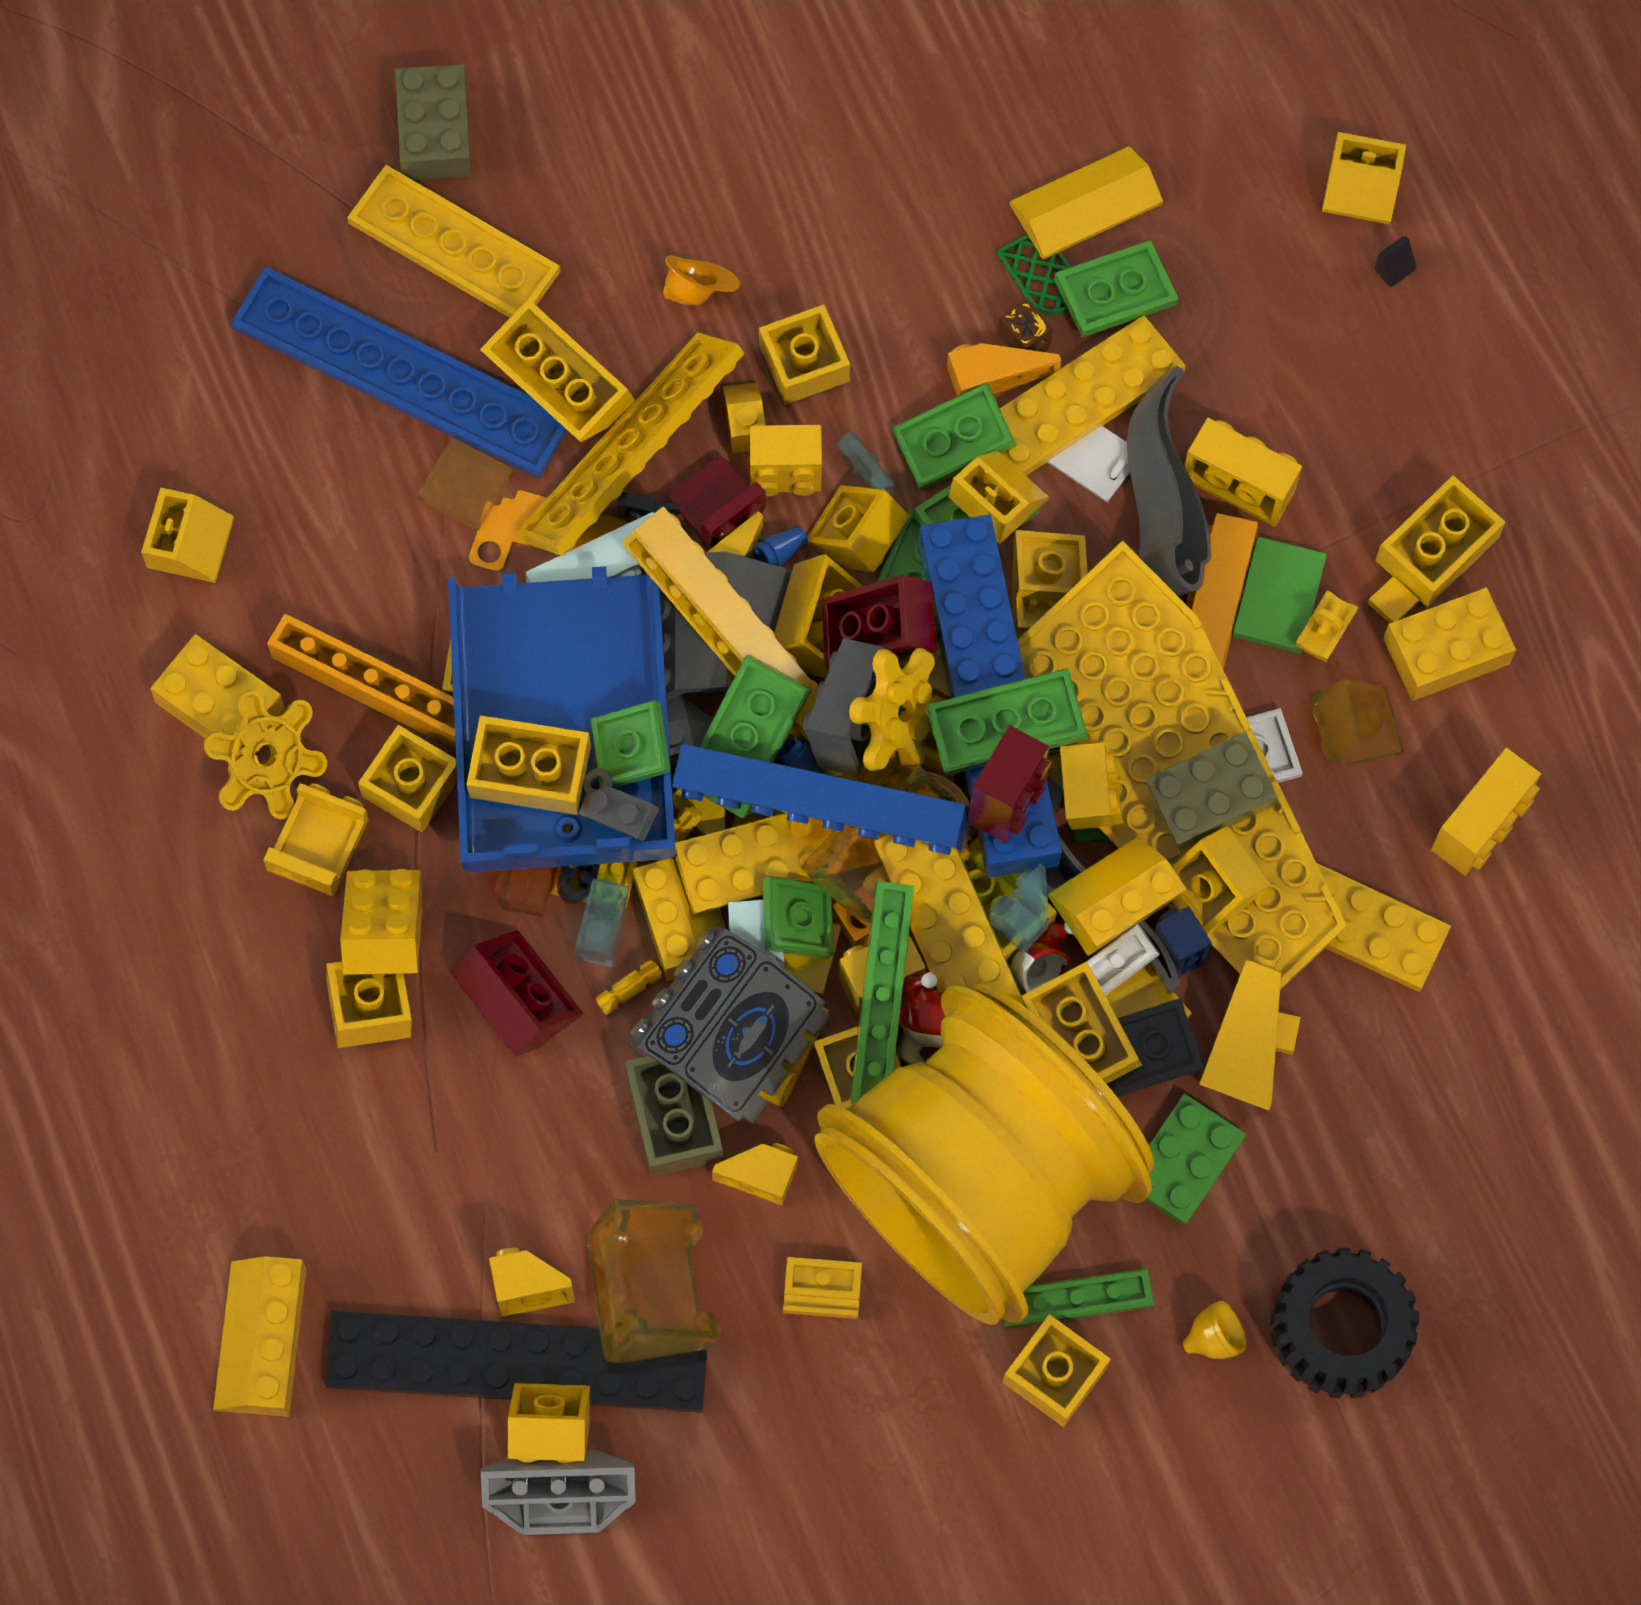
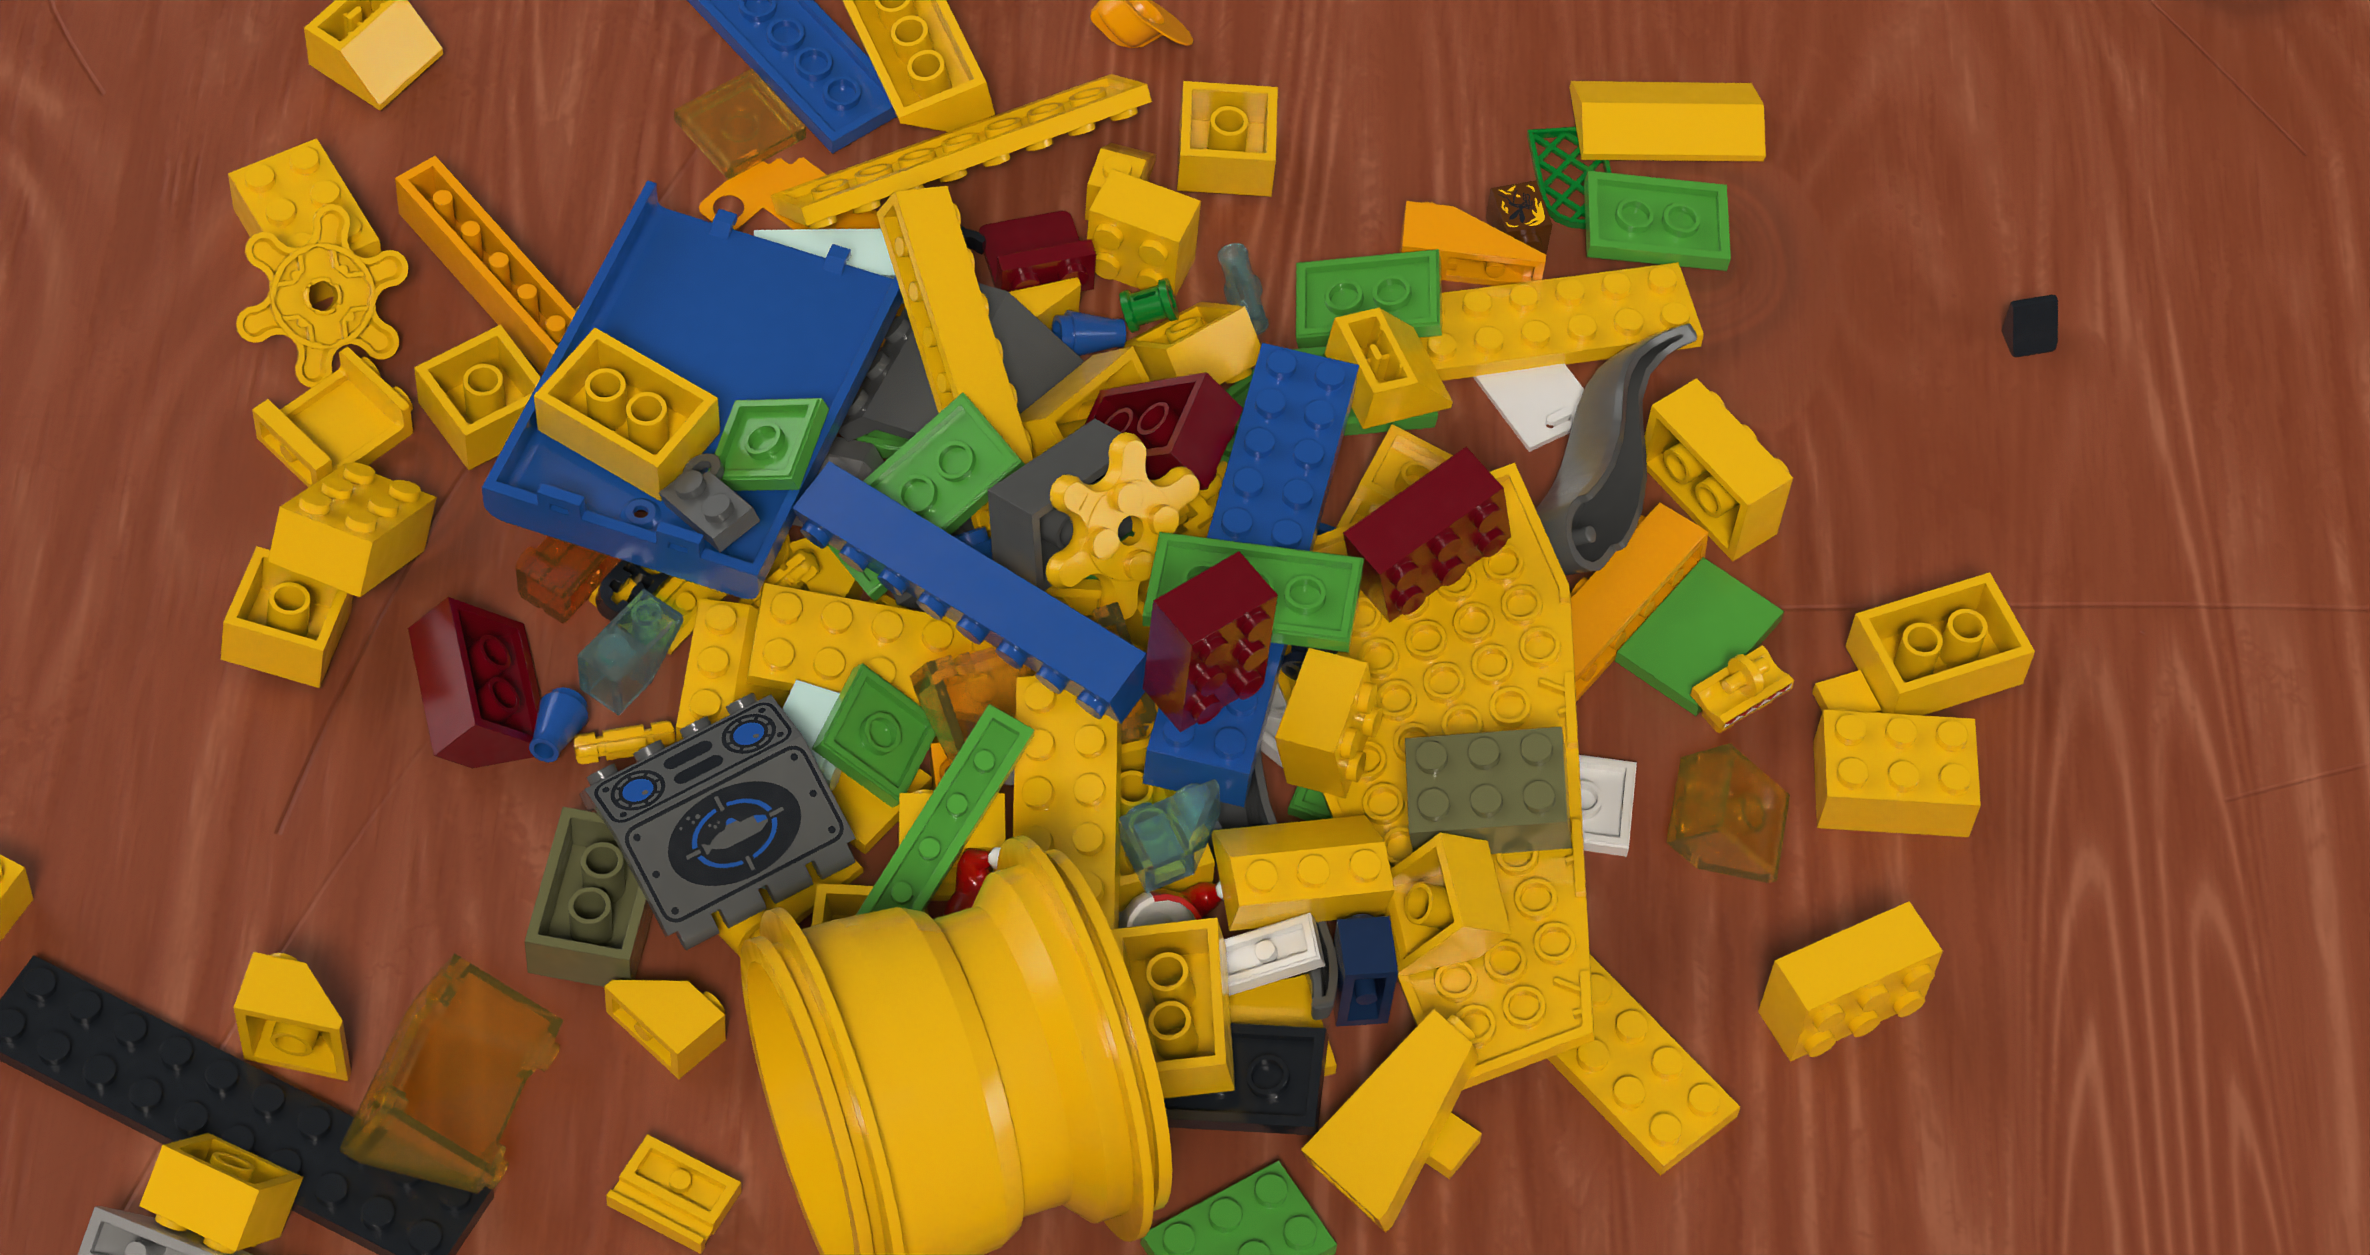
camera: 20 degrees right, 15 degrees down
(581, 994) = (558, 721): none -> blue cone
(812, 507) = (1149, 305): none -> green bush
(1097, 625) = (1429, 534): none -> dark red brick
(1364, 178) = (2033, 217): yellow slope -> none

